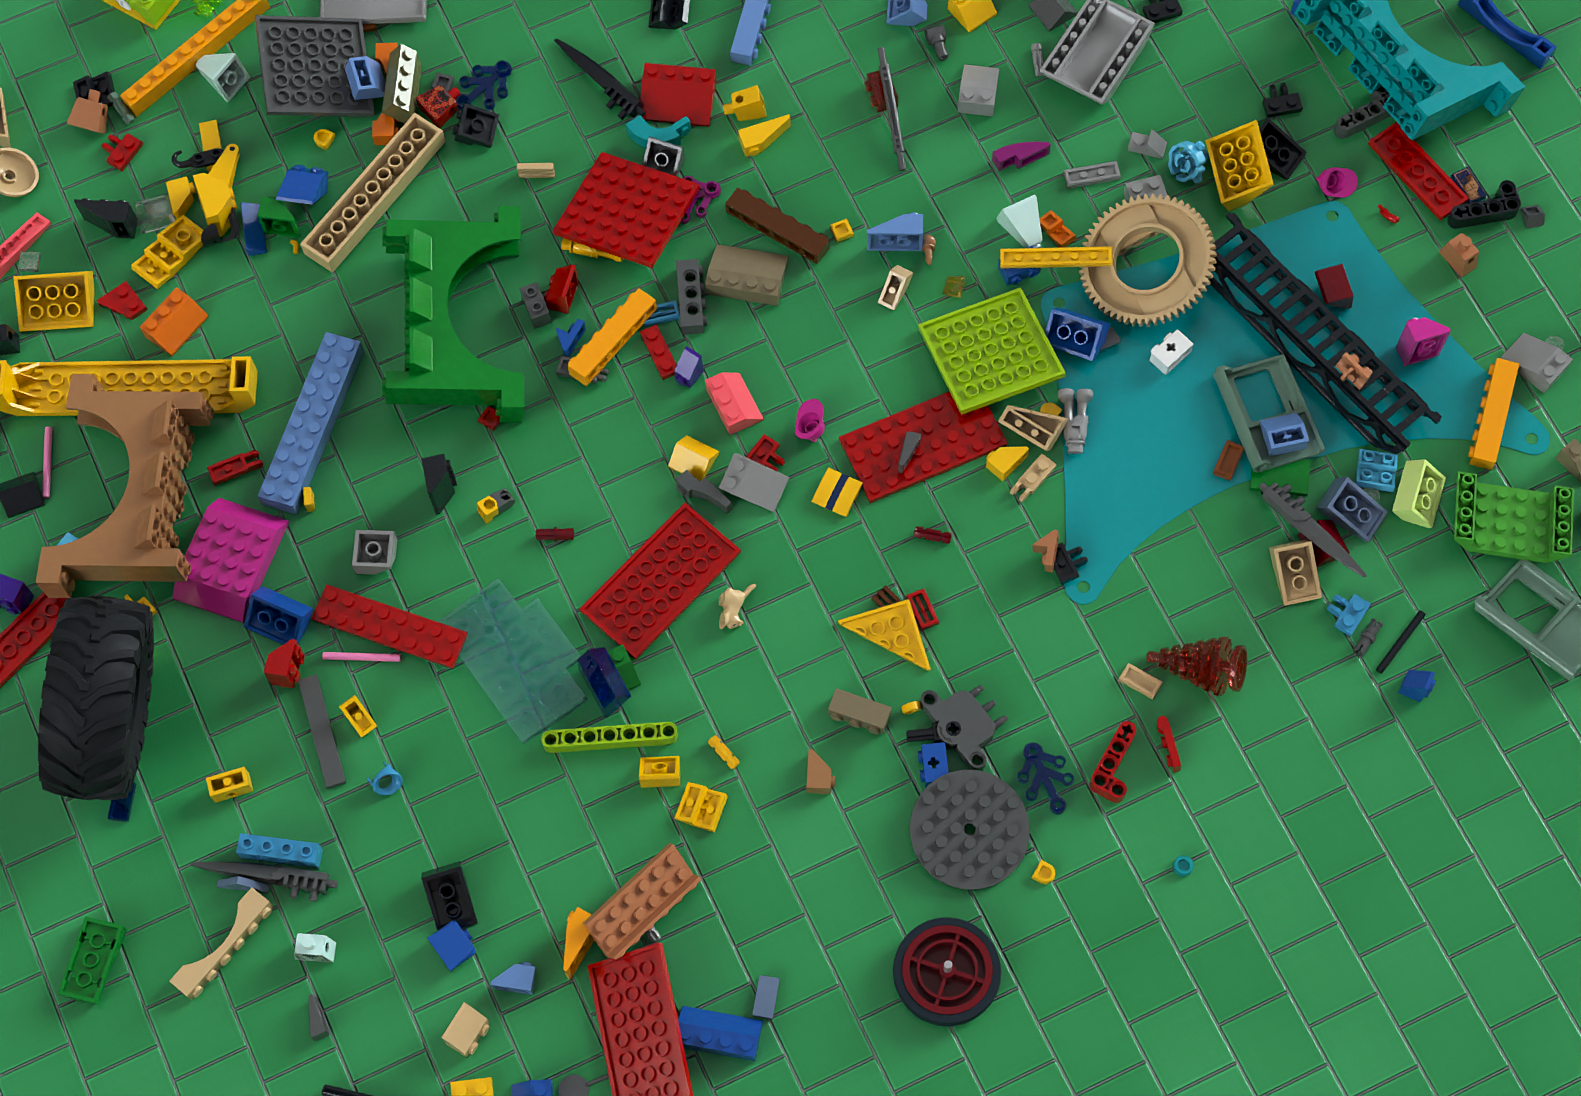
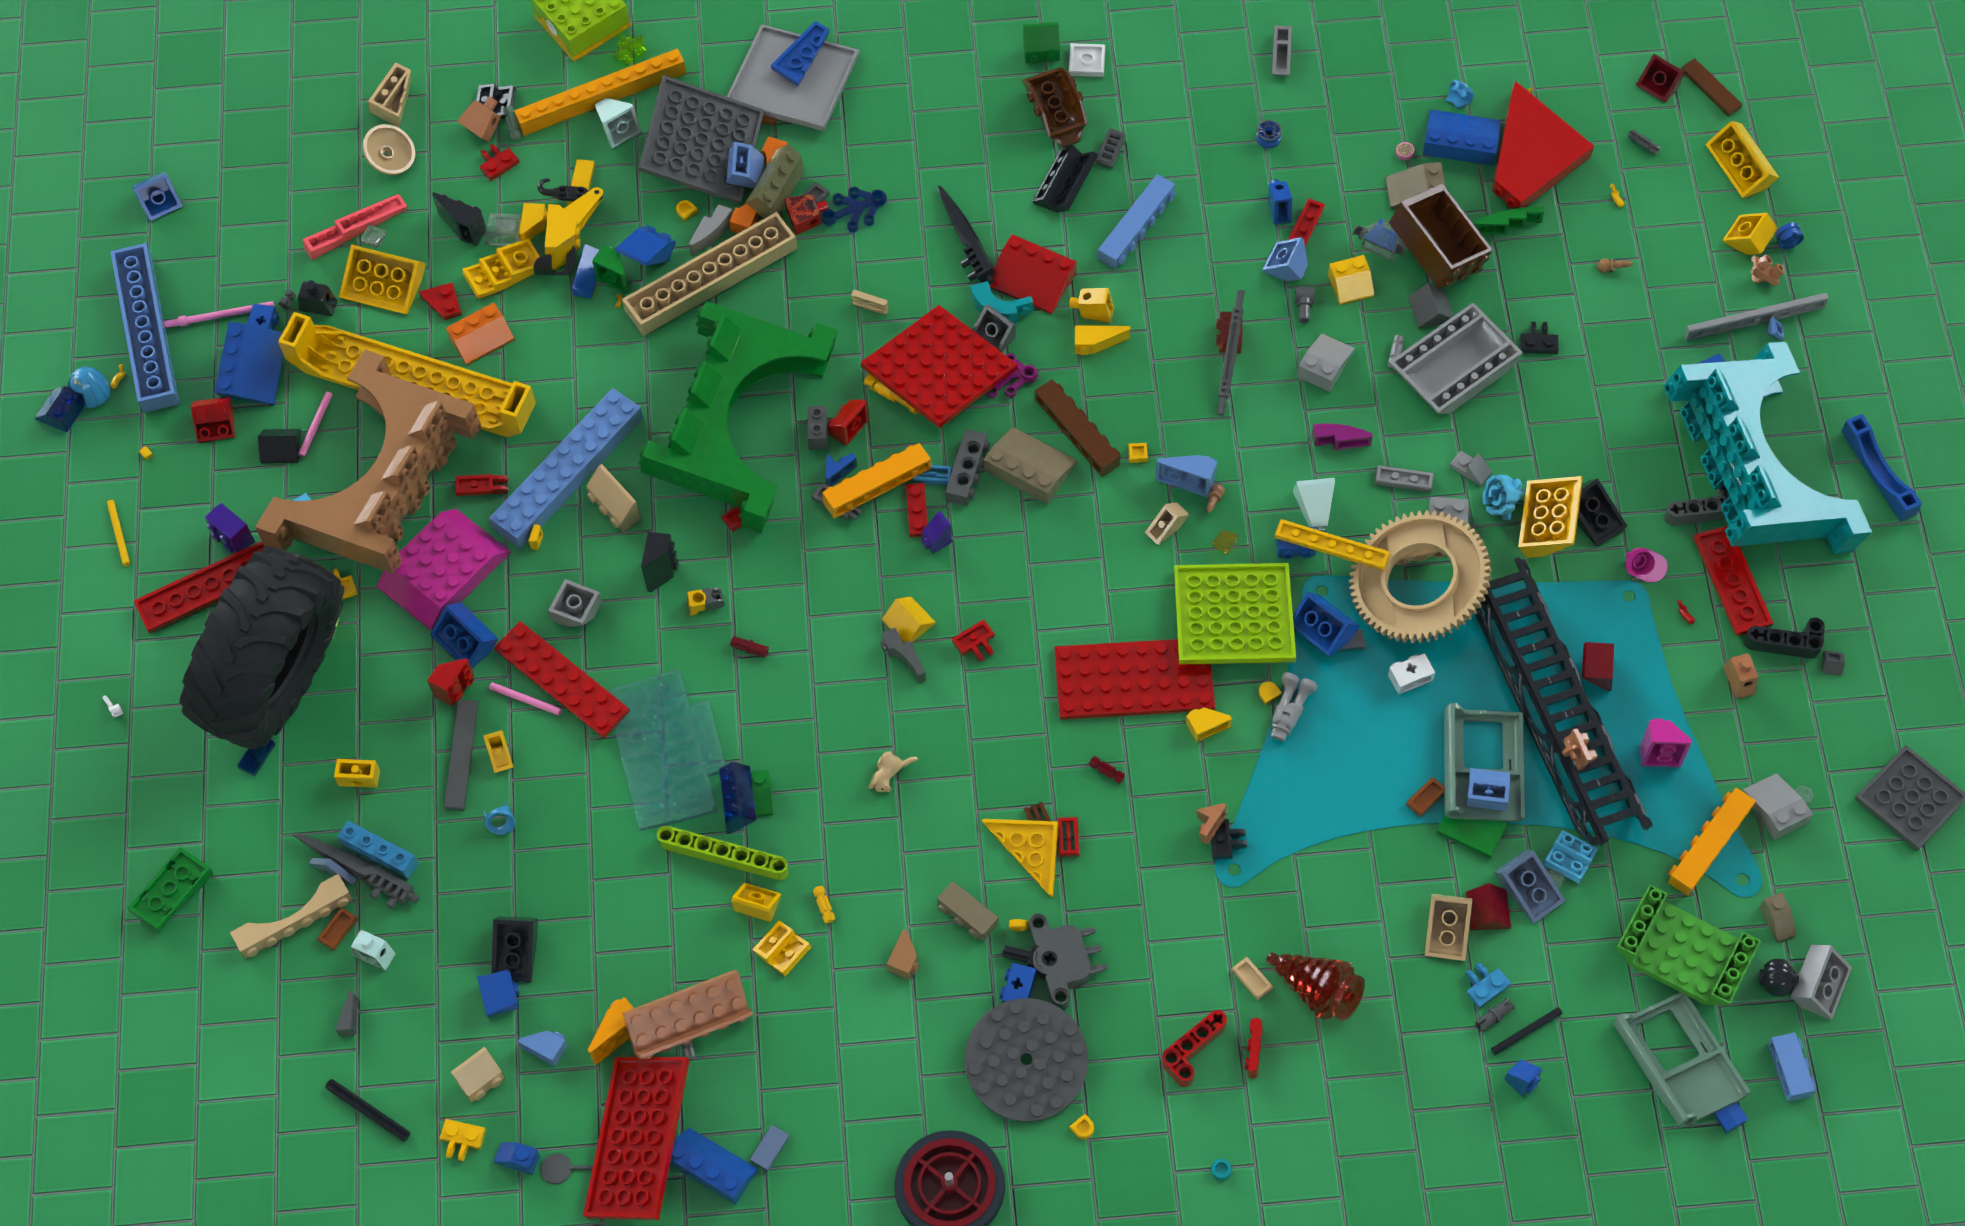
camera: 20 degrees right, 5 degrees down
(270, 939) = (337, 929): none -> dark orange tile
(356, 149) = (710, 229): none -> light grey slope
(369, 438) = (612, 499): none -> tan slope
(475, 126) = (830, 243): black plate -> none
(660, 580) = (829, 723): red plate -> none
(733, 401) = (967, 579): coral slope -> none
(754, 482) = (954, 661): light grey slope -> none
(810, 420) = (1031, 622): dark pink piece -> none
(837, 492) = (1031, 698): yellow slope -> none
(910, 445) = (1116, 678): dark grey slope -> none
(1033, 425) = (1246, 699): tan wedge -> none
(1034, 477) = (1227, 748): tan hinge -> none
(1044, 774) = (1120, 1033): clear blue plant -> none
(1055, 229) = (1346, 519): orange slope -> none
(1282, 104) = (1622, 472): black hinge -> none
(1290, 511) = (1467, 870): dark grey piece -> none
(1419, 493) = (1603, 893): yellowish green slope -> none
(1468, 184) = (1779, 611): tile -> none

